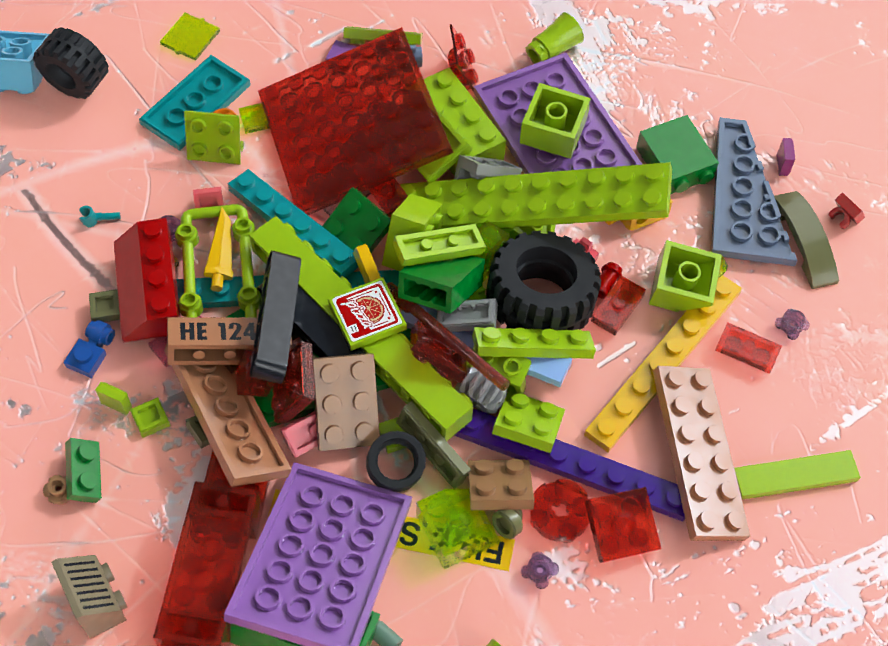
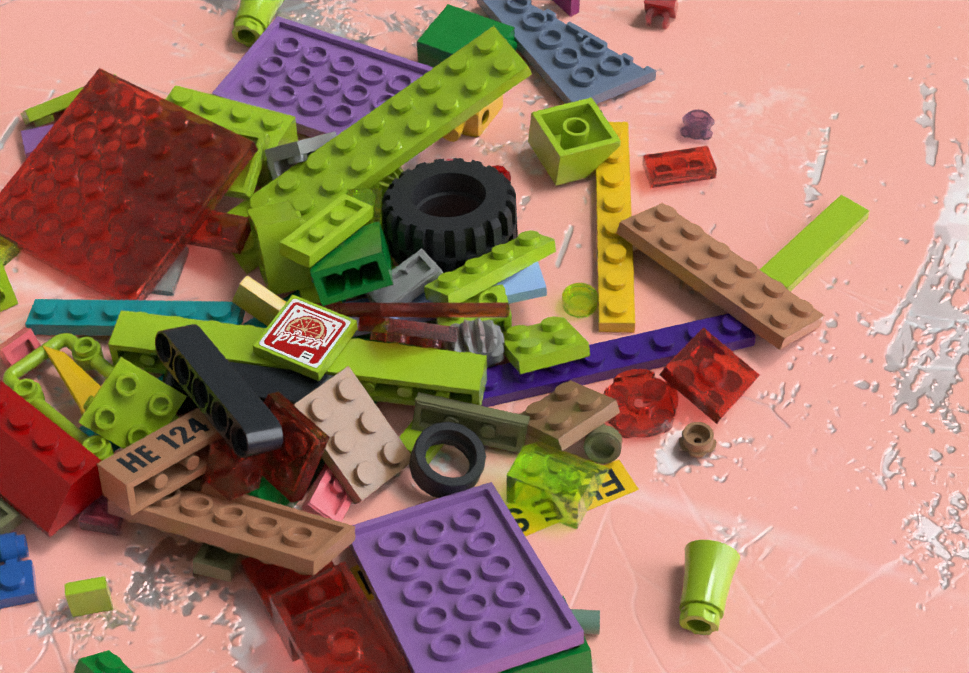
camera: 35 degrees left, 10 degrees down
(150, 417) = (143, 592): lime tile -> none
(225, 289) = (130, 405): none -> lime hinge
(358, 221) = (207, 272): green plate -> none
(461, 60) = (176, 73): clear red hinge -> none
(539, 560) = (668, 457): clear purple plate -> none
(554, 120) = (329, 72): lime brick -> none
(579, 558) = (697, 432): none -> medium nougat plate
(589, 403) = (579, 300): none -> clear neon green tile
(618, 305) = (531, 201): clear red plate -> none
(810, 238) = (652, 47): olive slope -> none

